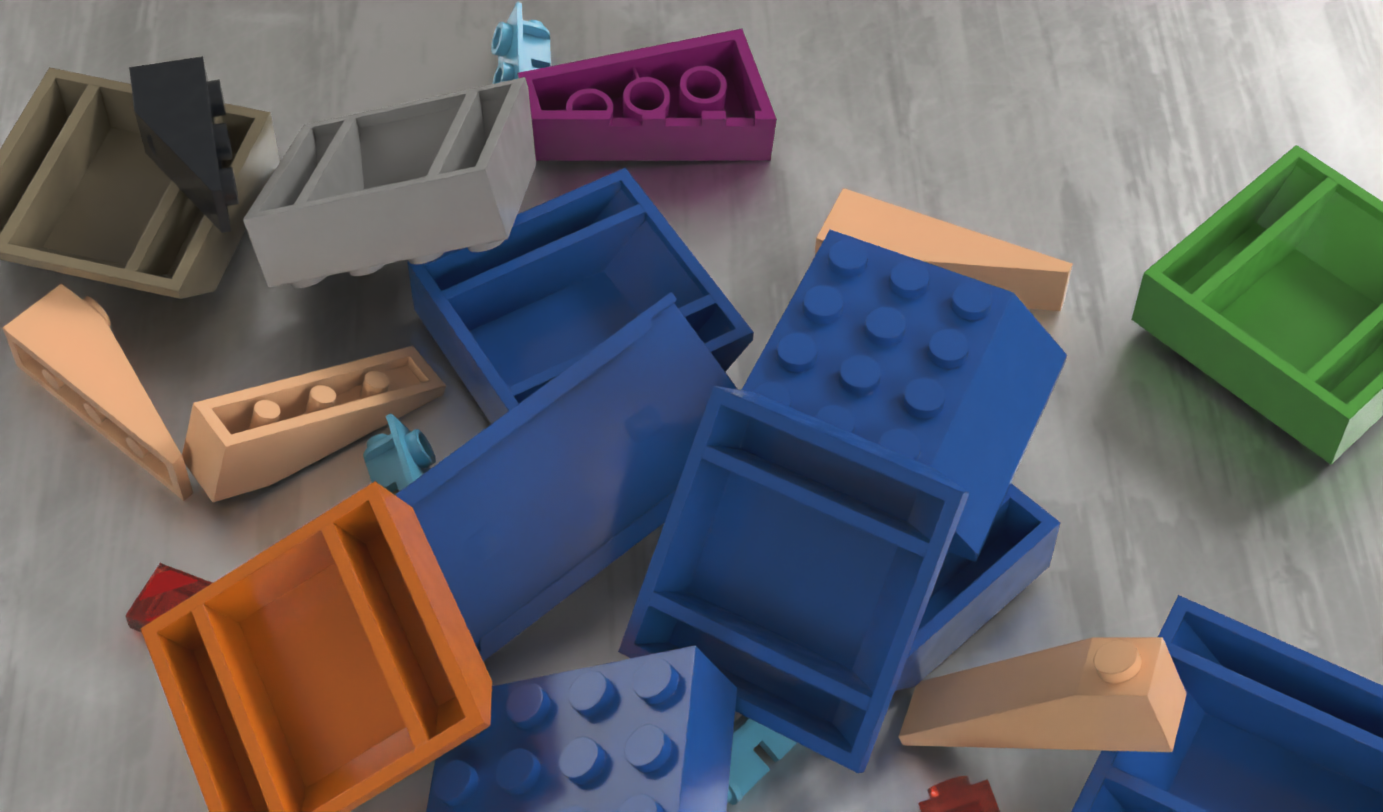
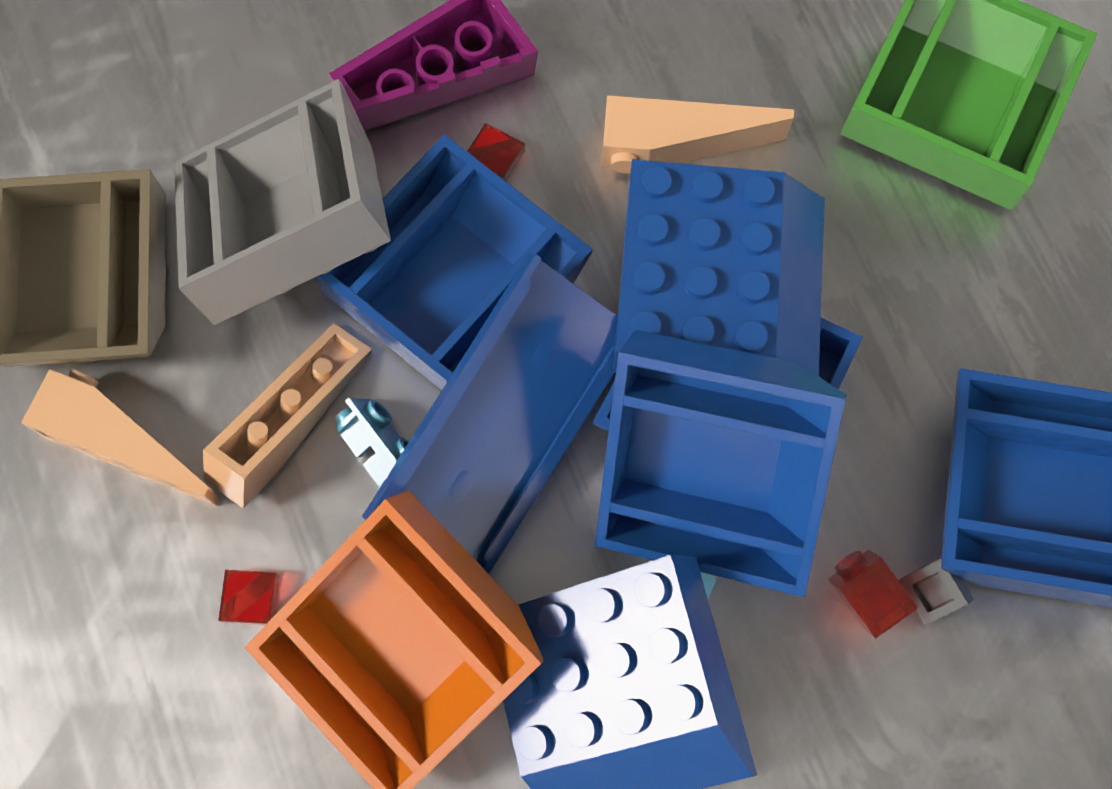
camera: 20 degrees left, 20 degrees up
(181, 135) = (85, 211): black slope -> none
(520, 46) = (311, 36): medium azure hinge -> none
(693, 220) = (497, 150): none -> clear red tile
(1061, 698) = (915, 479): light nougat slope -> none

